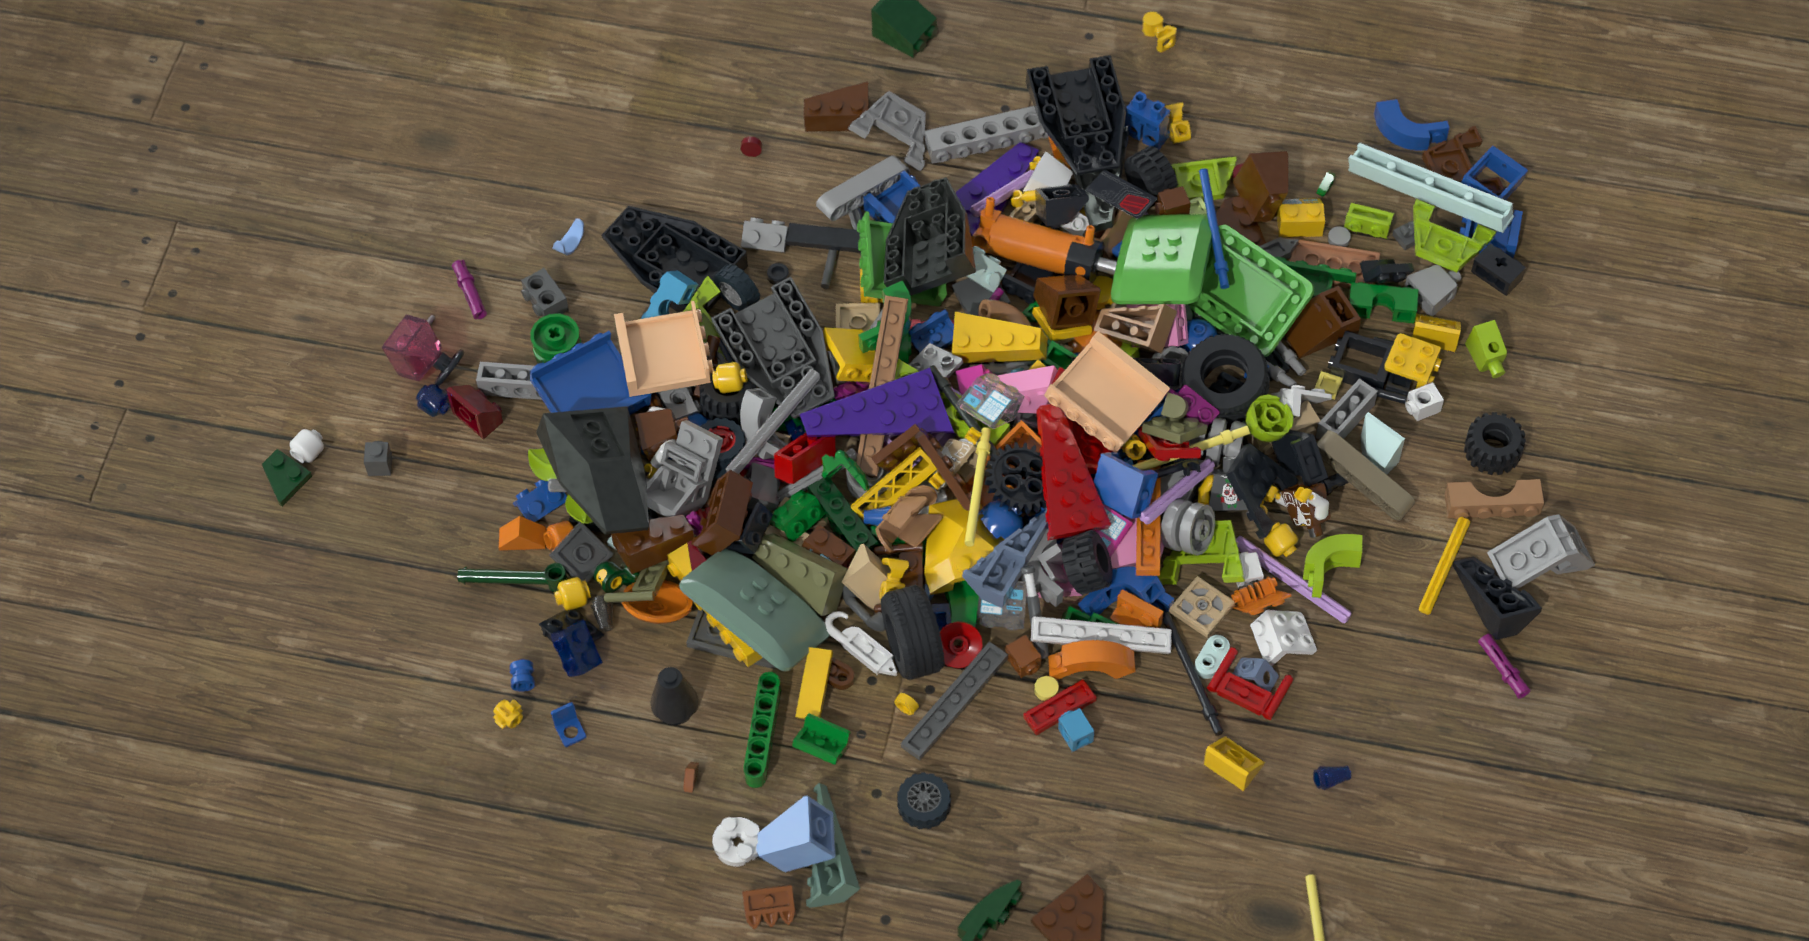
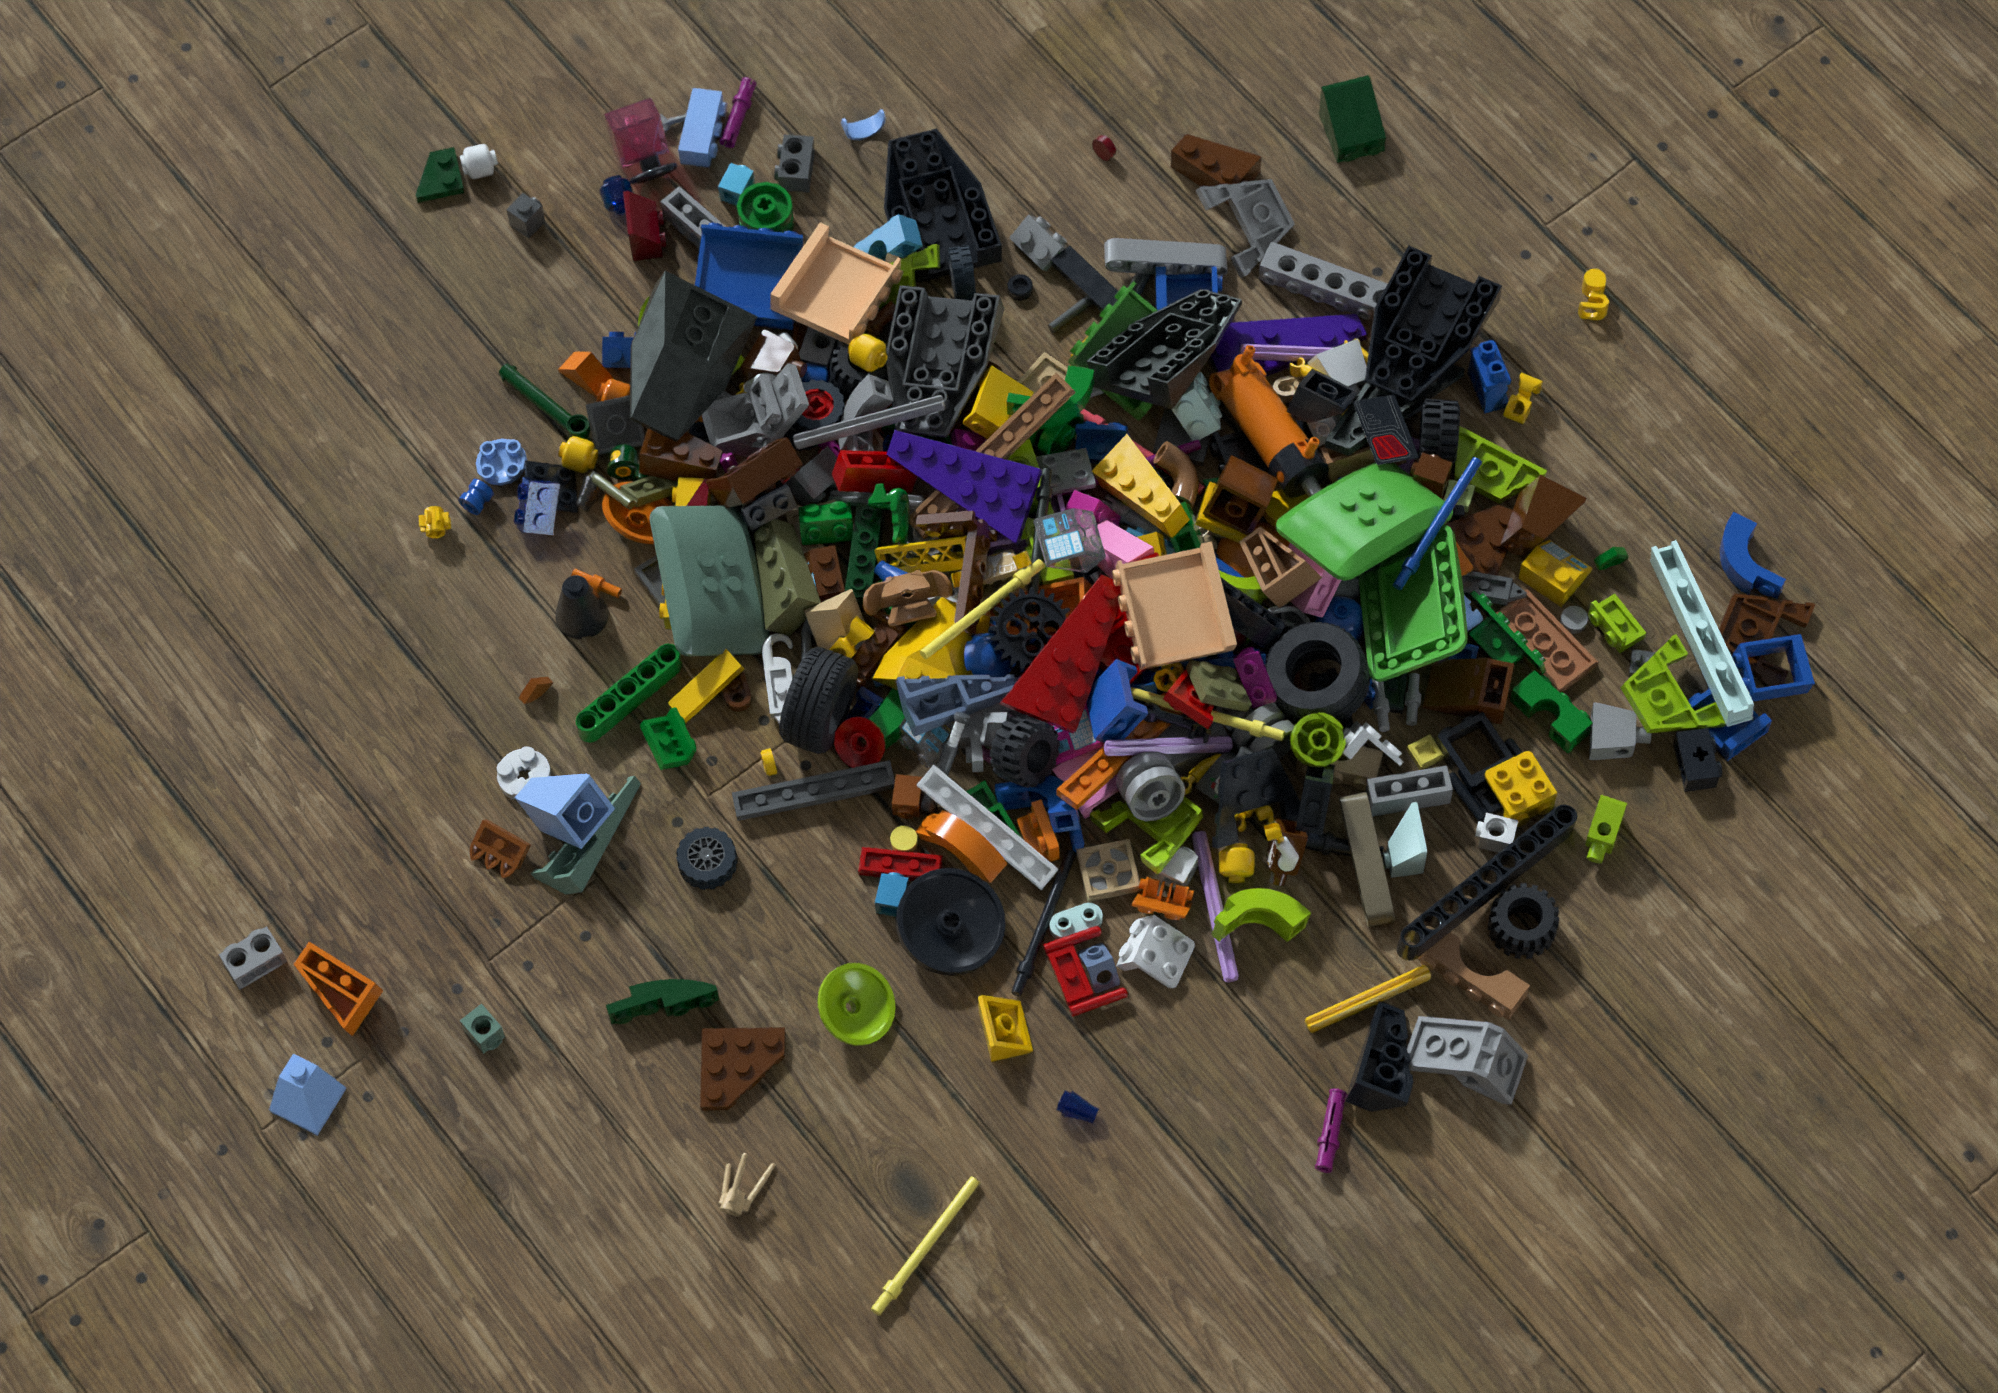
camera: 40 degrees right, 5 degrees up
(453, 315) = (702, 127): none -> light blue brick
(515, 337) = (735, 182): none -> medium azure brick
(516, 639) = (501, 461): none -> light blue dish
(564, 718) = (476, 560): blue bracket -> none
(653, 675) = (599, 583): none -> orange bar
(1125, 818) = (870, 1003): none -> lime dish
(1134, 716) = (950, 921): none -> black dish
(1174, 406) = (1230, 664): olive tile -> none
(1385, 271) = (1578, 680): black bracket -> none
(1437, 331) = (1577, 775): yellow slope -> none
(1452, 435) = (1480, 890): none -> black beam

